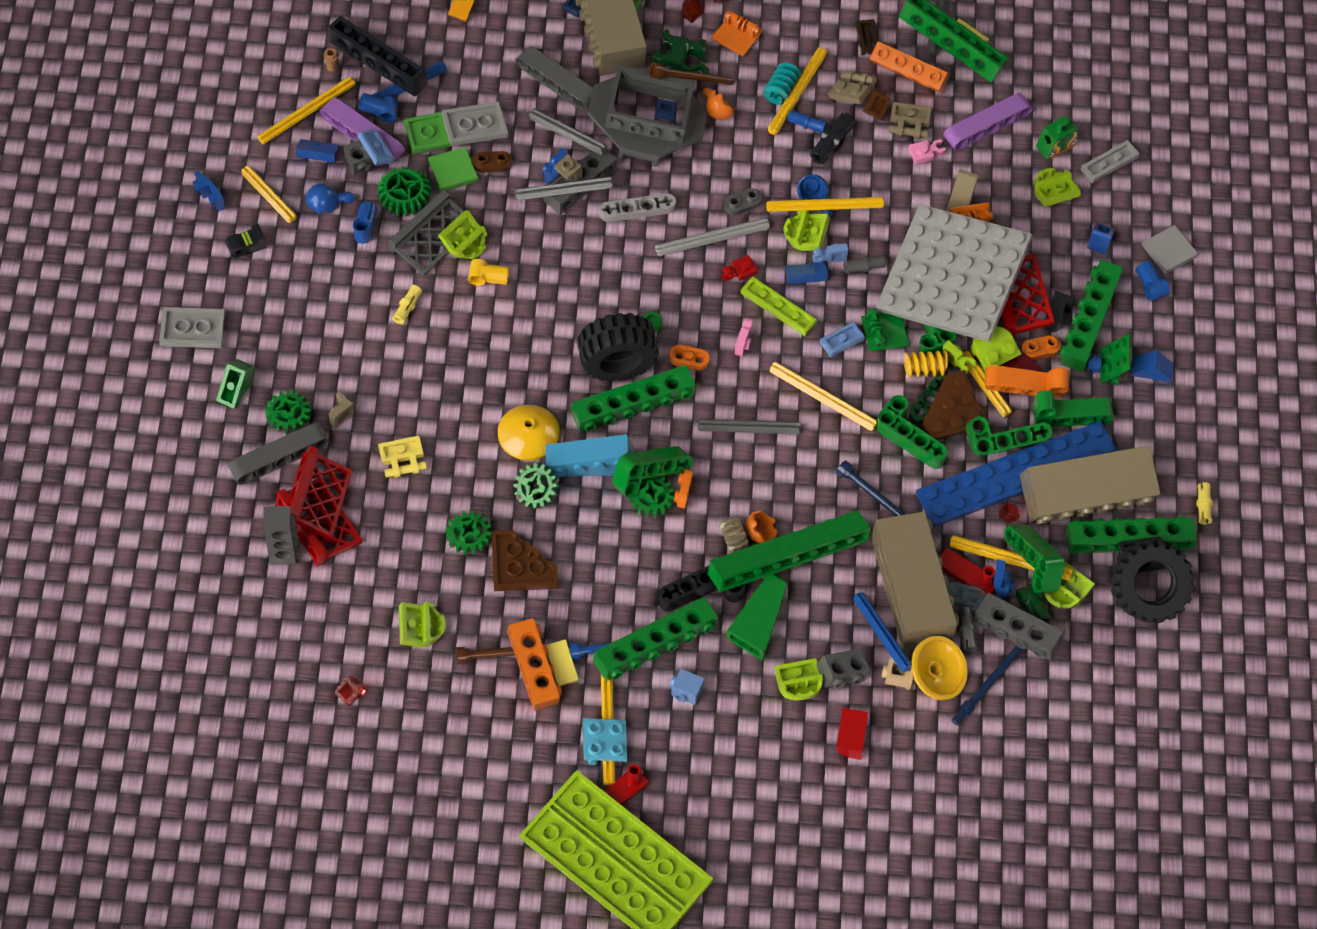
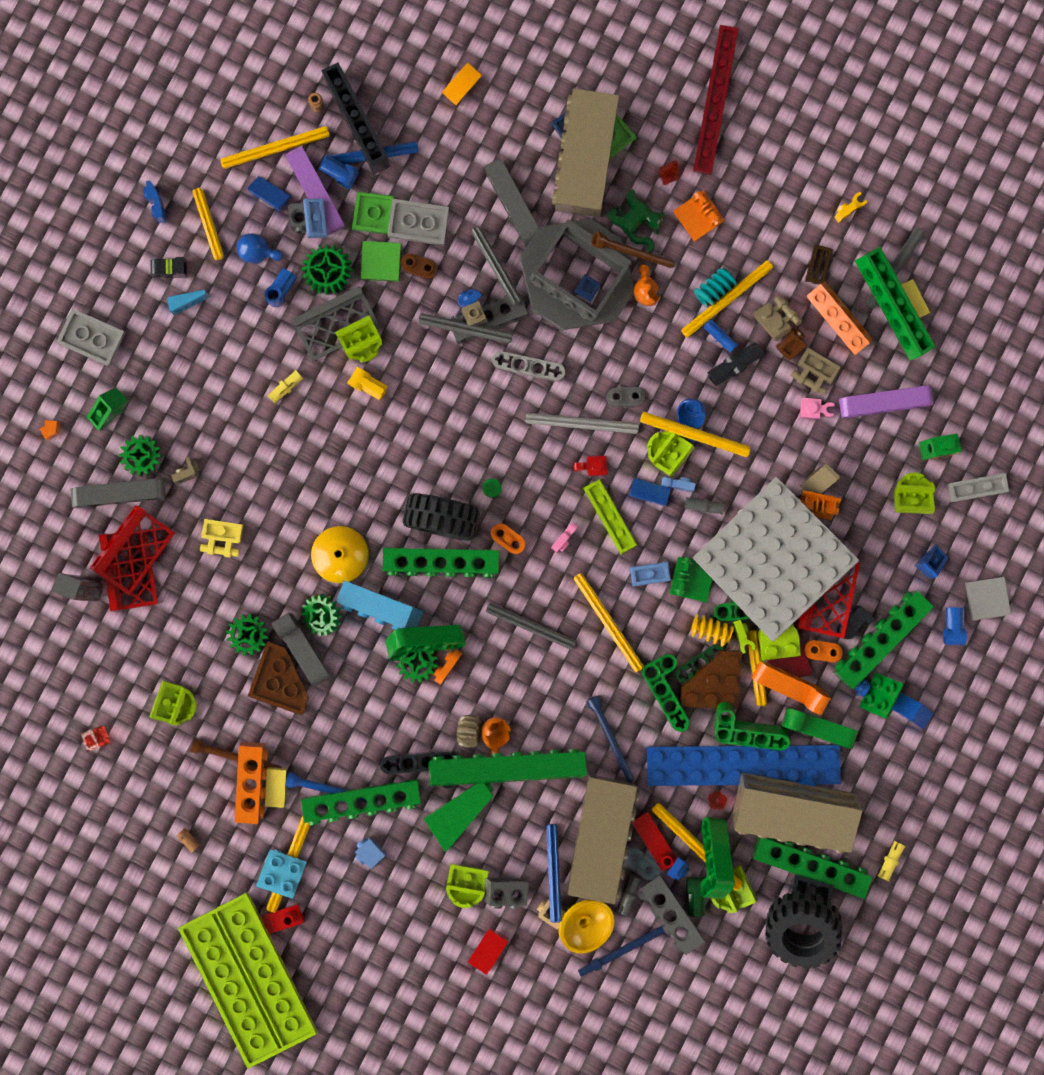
camera: 25 degrees right, 25 degrees up
(184, 422) = (50, 429): none -> orange piece
(275, 263) = (184, 301): none -> dark azure slope
(491, 748) = (188, 840): none -> medium nougat pin
(528, 524) = (301, 647): none -> dark grey beam

